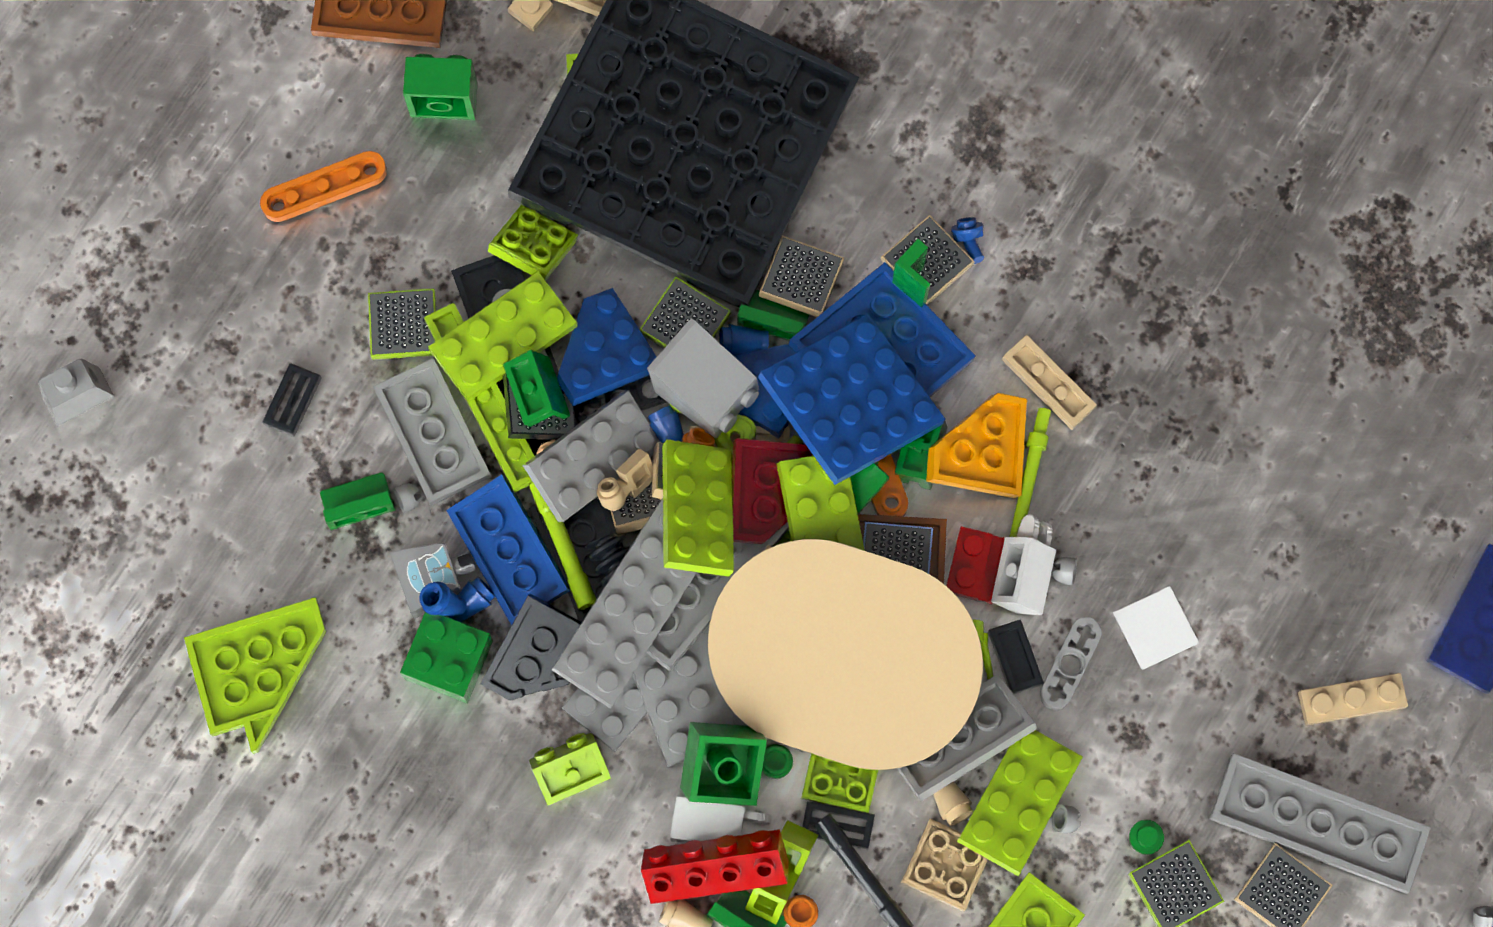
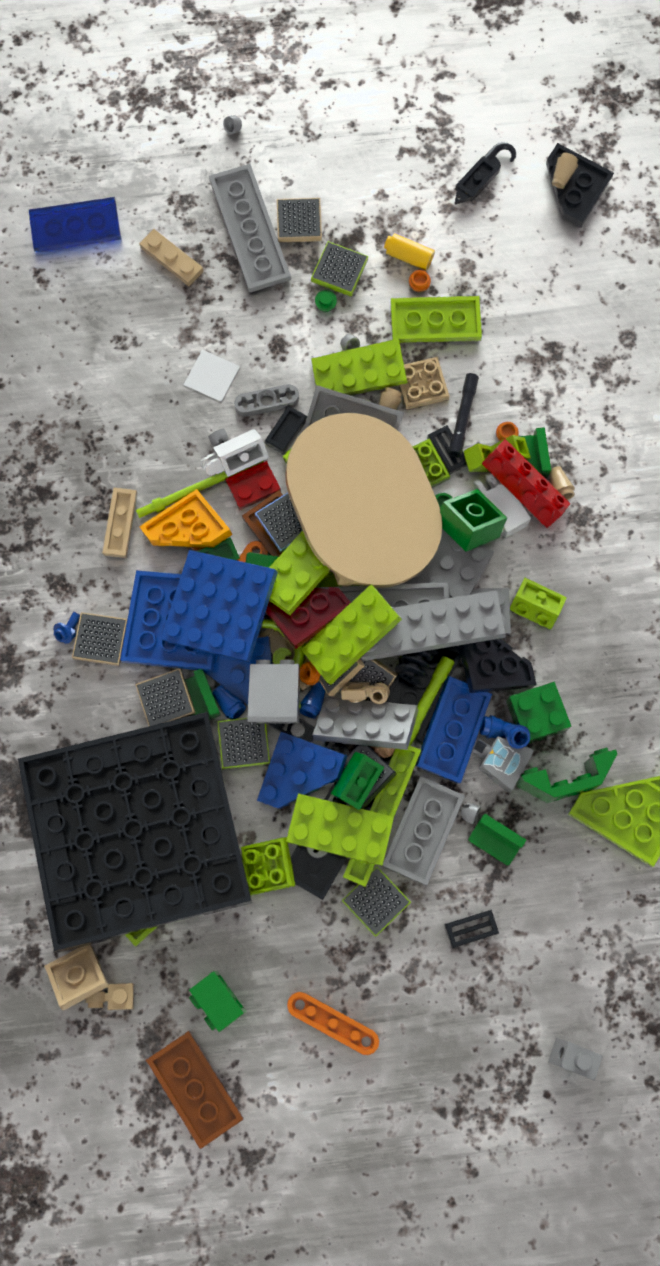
camera: 130 degrees left, 0 degrees up
(372, 582) = (538, 783): none -> green slope
(907, 276) = (117, 635): green panel -> none

